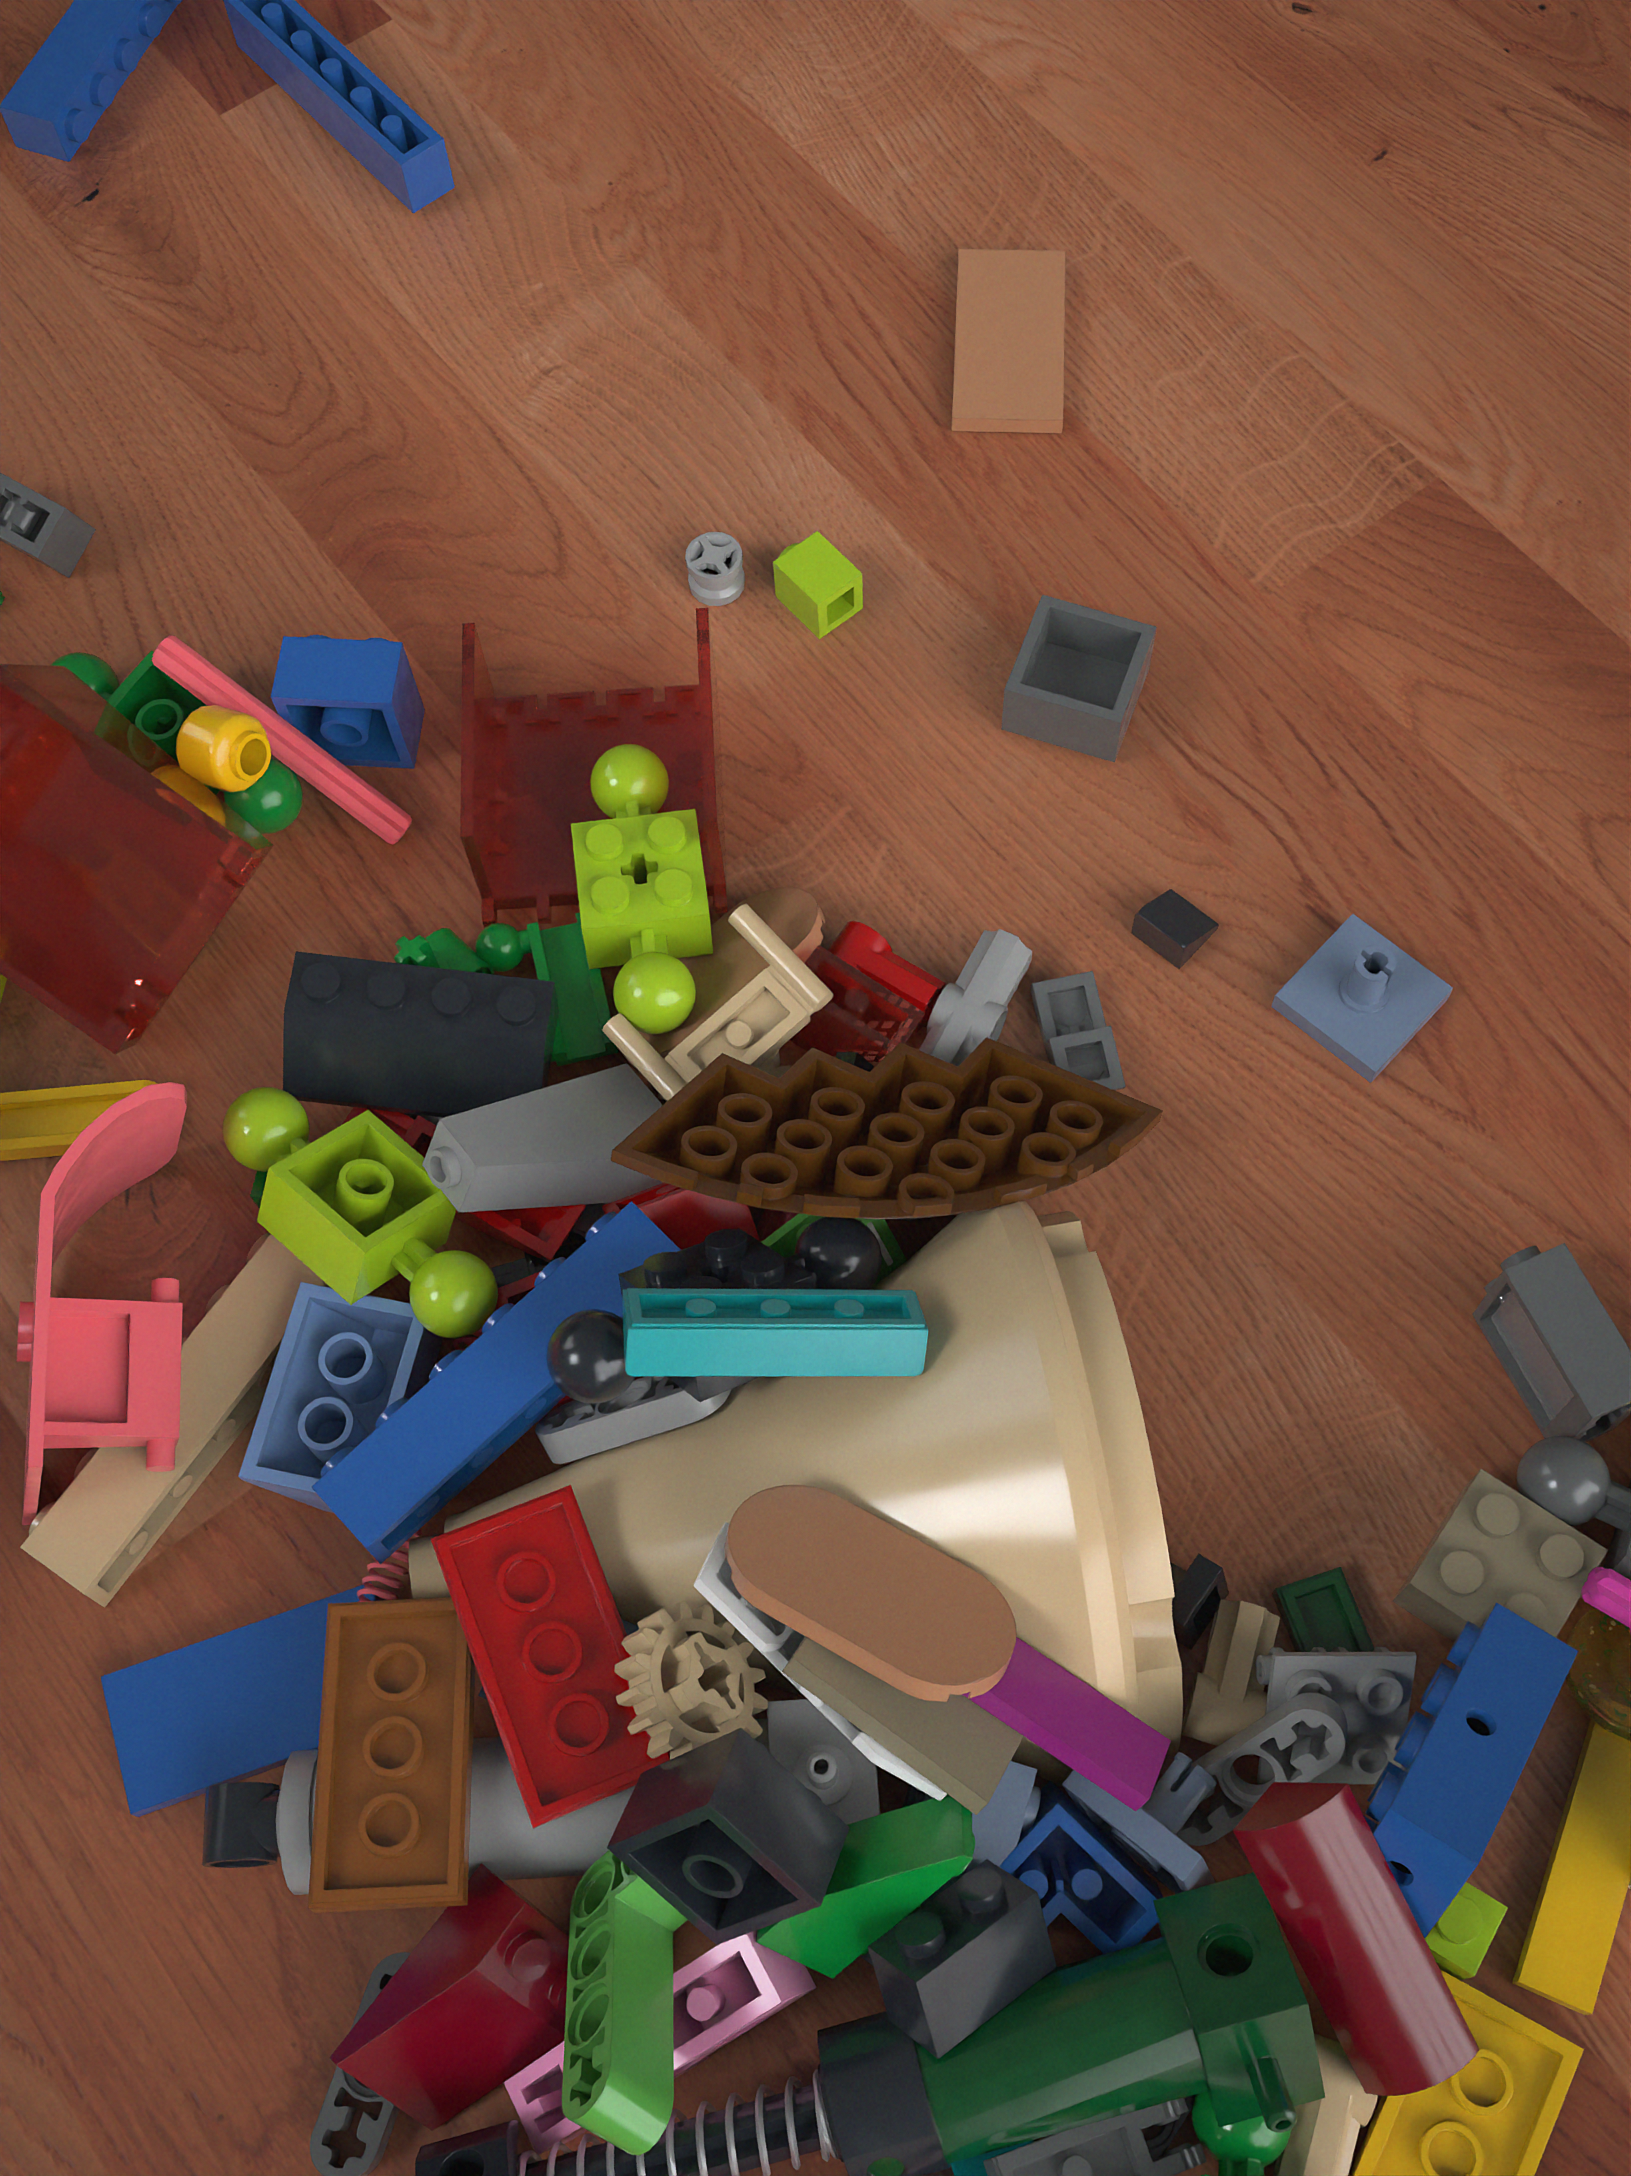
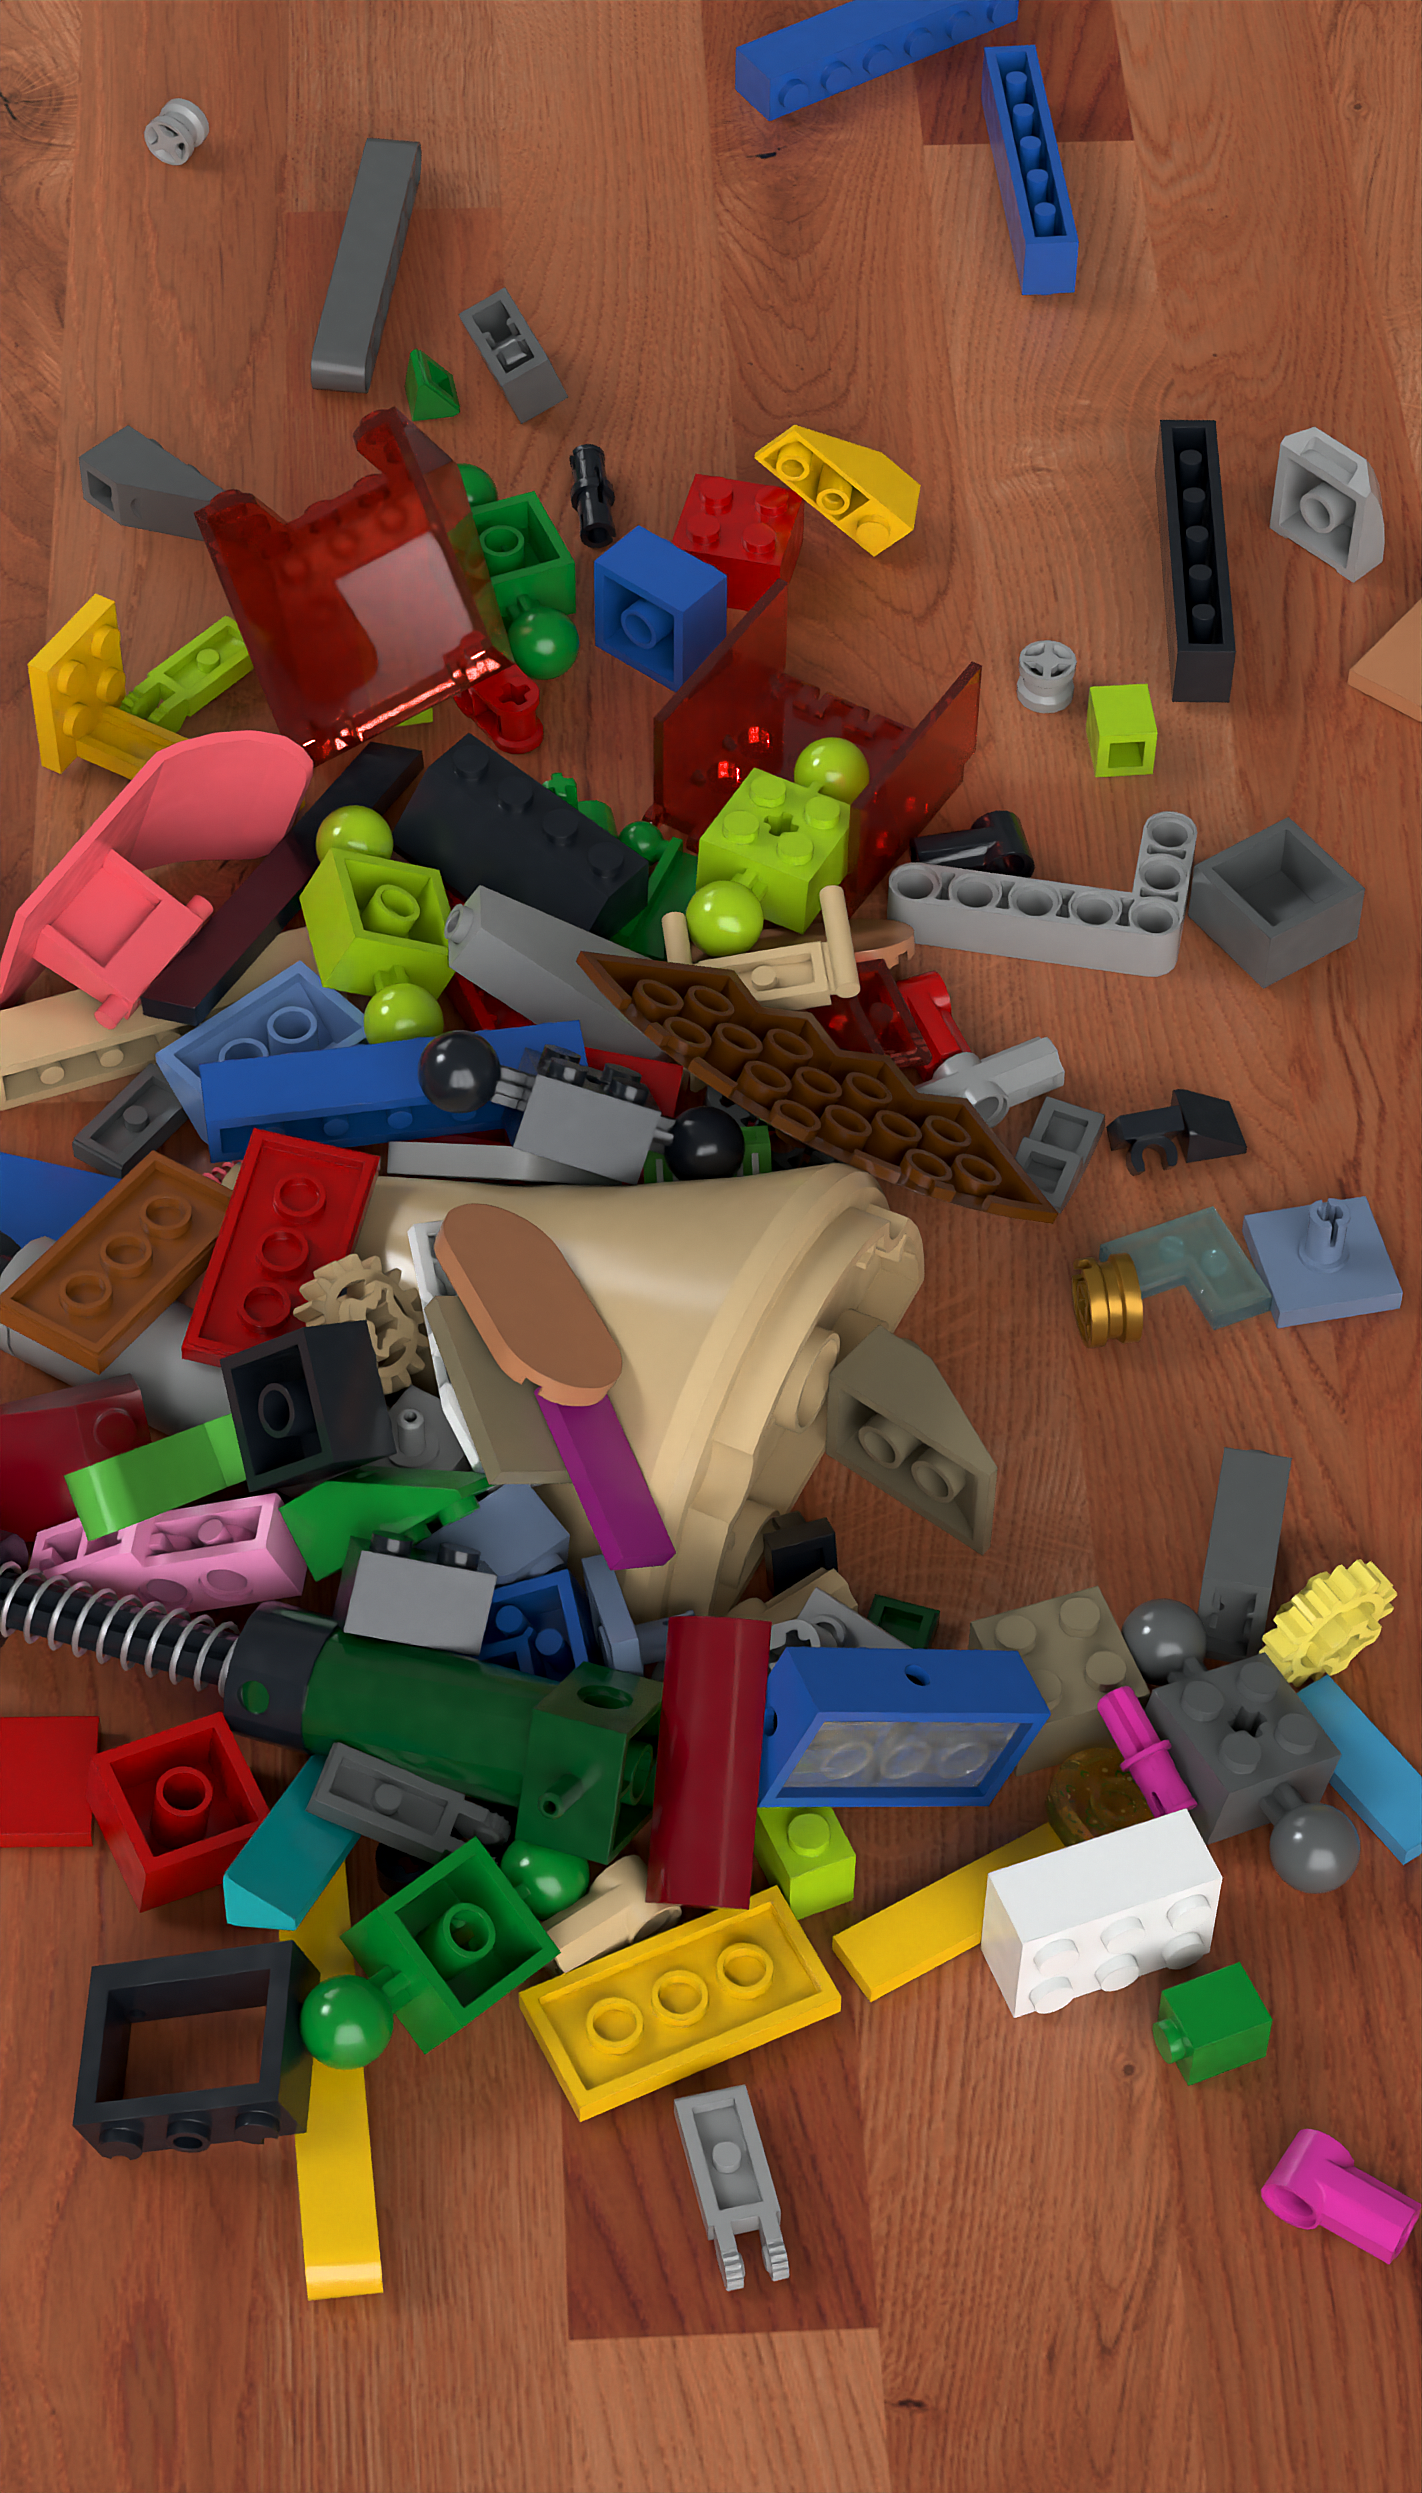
camera: 30 degrees right, 15 degrees down
(191, 616) = (592, 496): none -> black pin
(214, 1214) = (272, 891): none -> black tile
(223, 748) = (529, 578): yellow head -> none
(252, 1540) = (131, 1125): none -> dark grey hinge
(285, 740) = (585, 606): coral axle -> none
(285, 884) = (505, 710): none -> red piece
(360, 584) = (743, 532): none -> red brick
(425, 484) = (847, 484): none -> yellow slope
(760, 389) = (1194, 562): none -> black brick
(773, 1332) = (594, 1113): teal slope -> none
(797, 770) = (990, 845): none -> black piece
(830, 272) = (1329, 503): none -> light grey slope
(905, 790) = (1058, 920): none -> light grey beam
(1137, 964) = (1147, 1130): none -> black tile
(1222, 1418) = (910, 1437): none -> dark tan slope
(1243, 1158) = (1107, 1300): none -> pearl gold wheel
(1261, 1056) = (1201, 1256): none -> clear light blue tile

